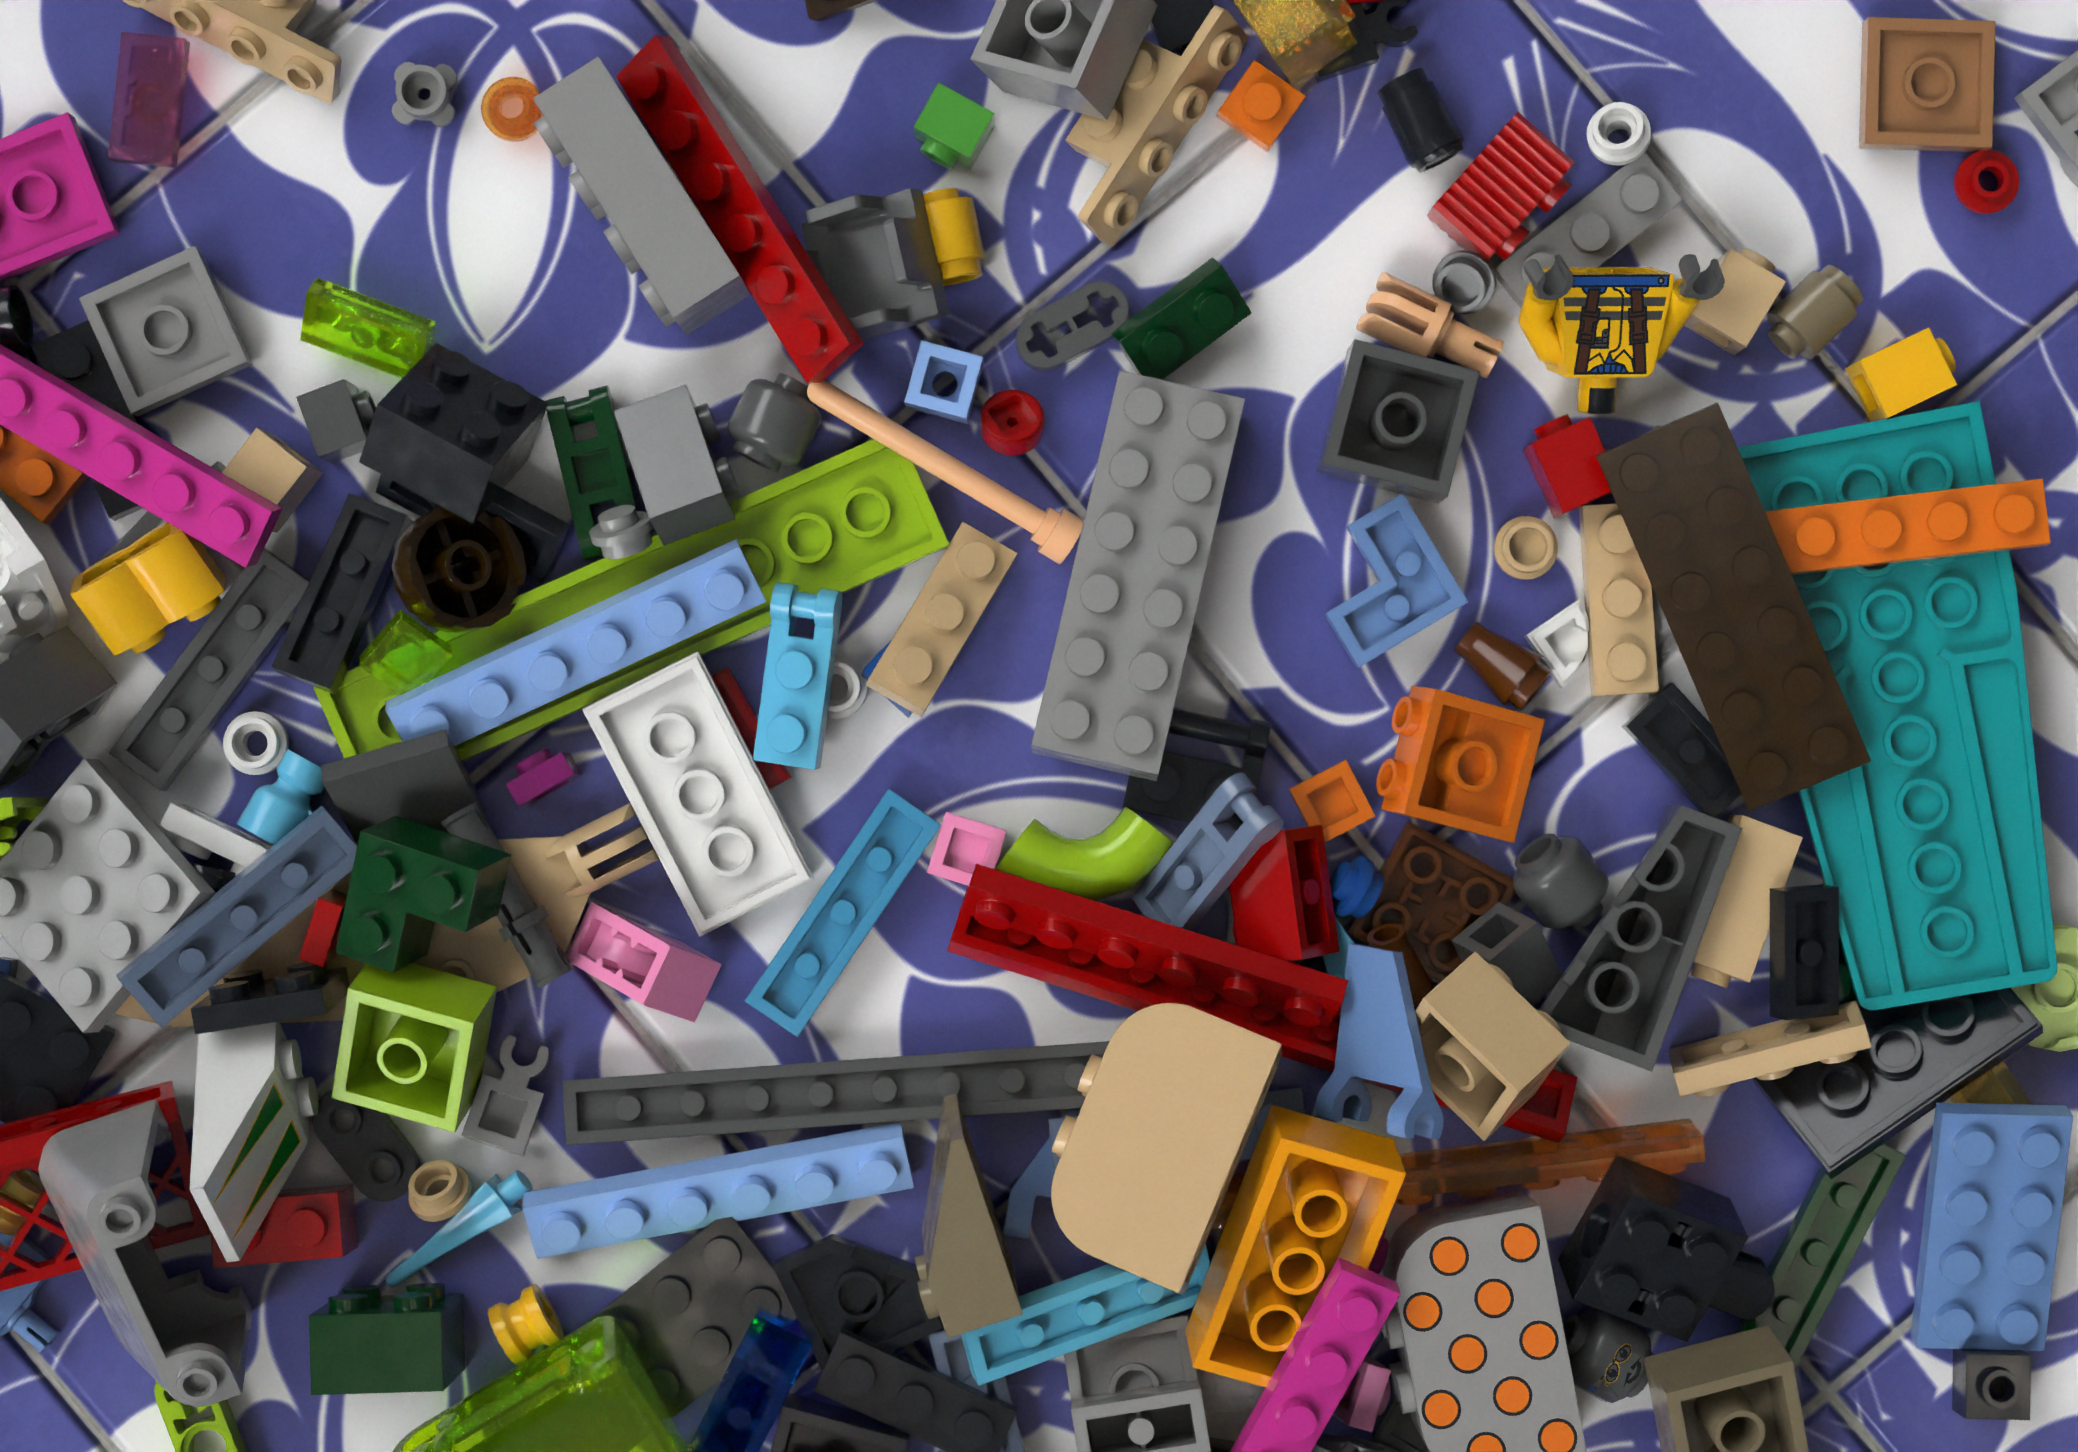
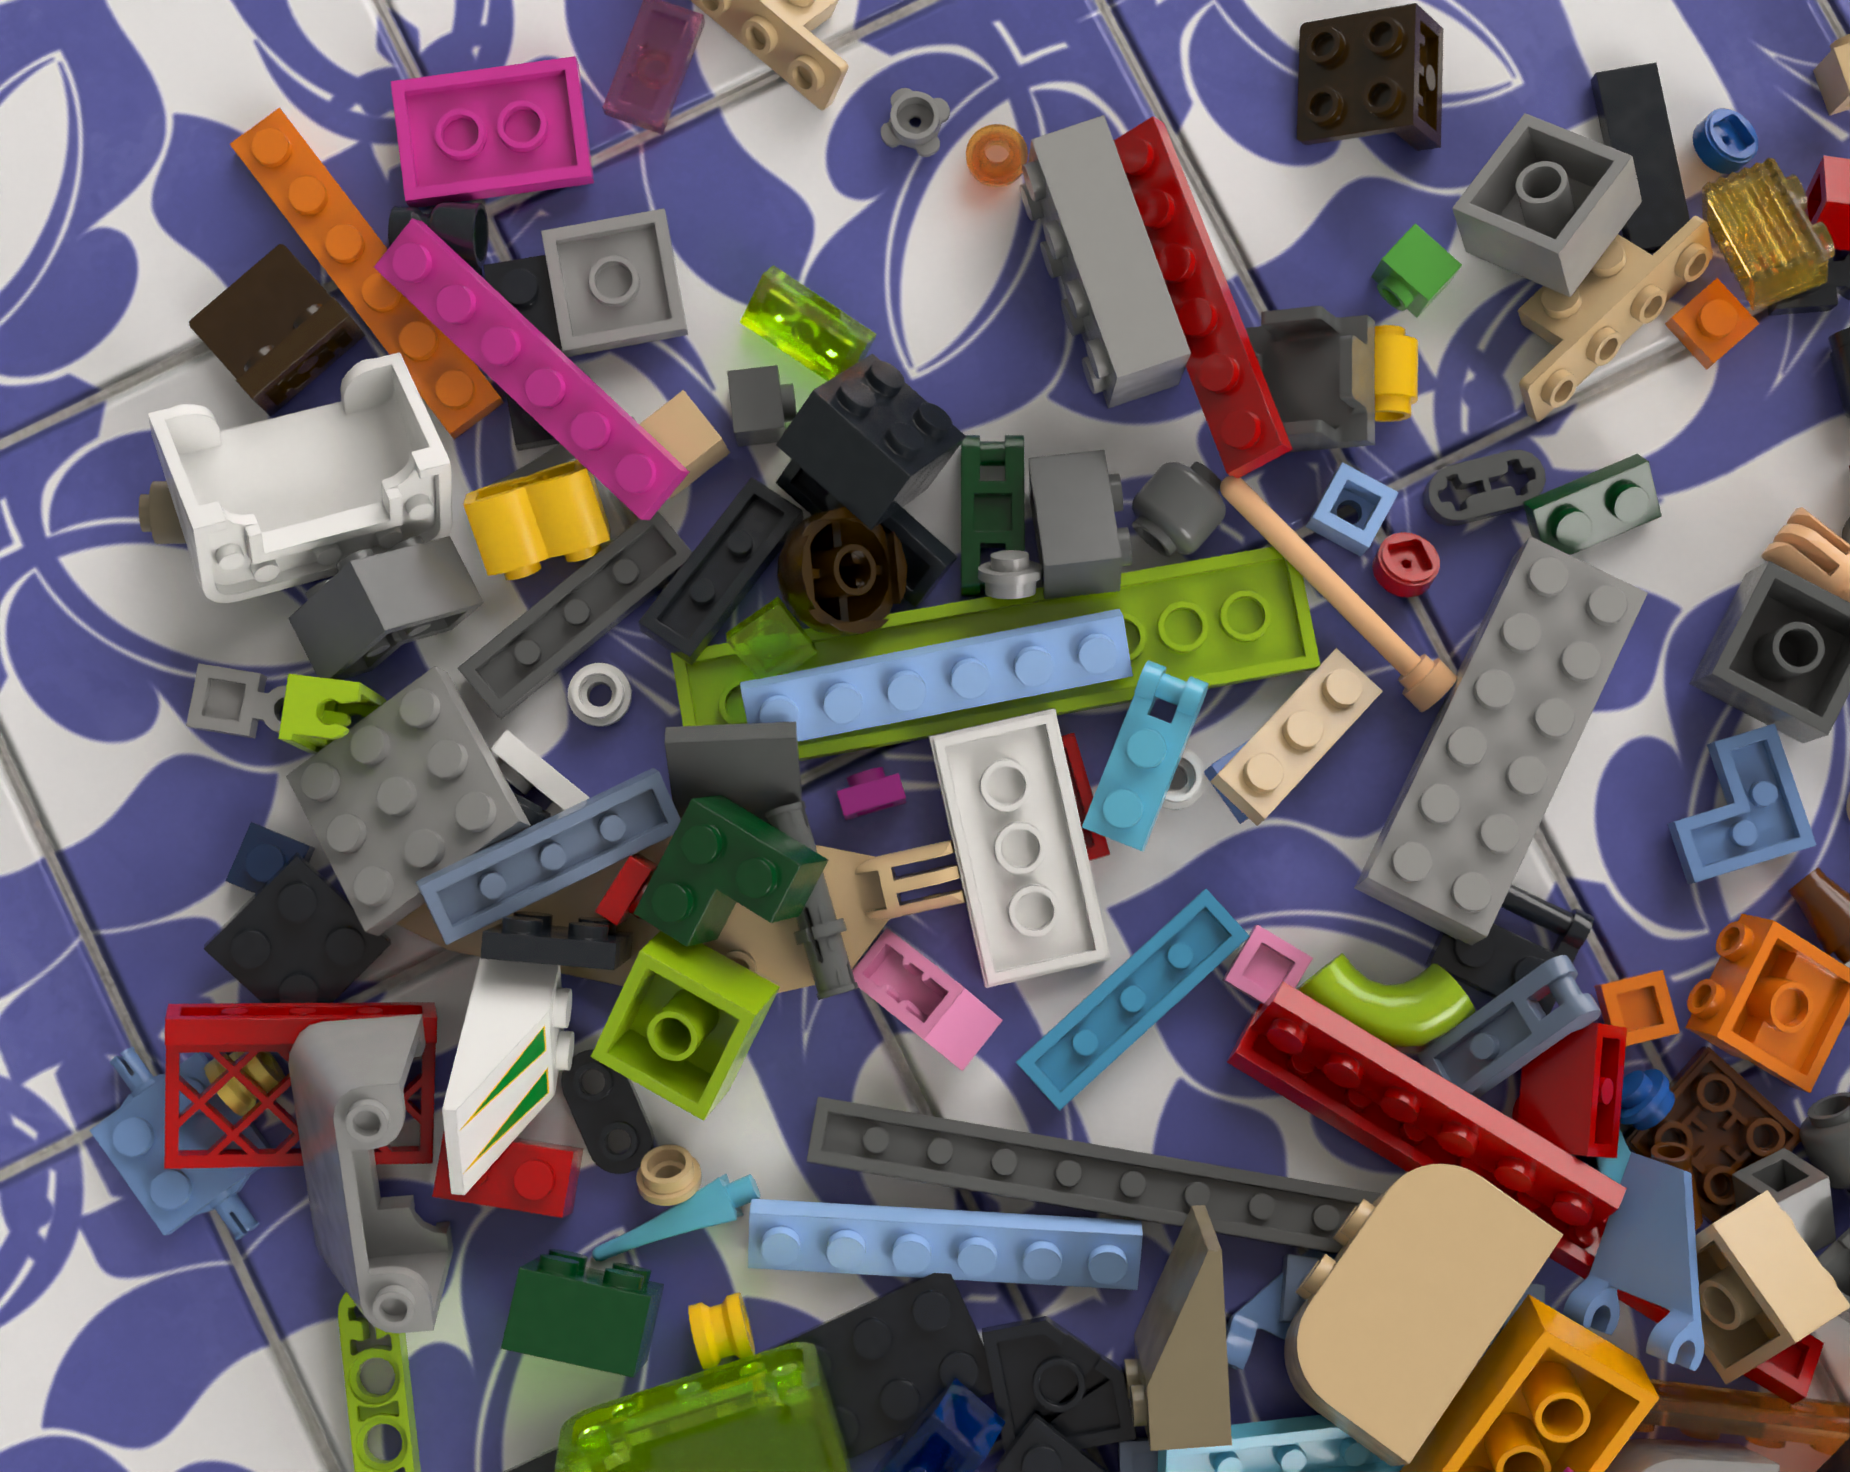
camera: 15 degrees right, 5 degrees down
(284, 804) = (614, 759): medium azure piece -> none
(506, 1107) = (754, 1108): light grey plate -> none

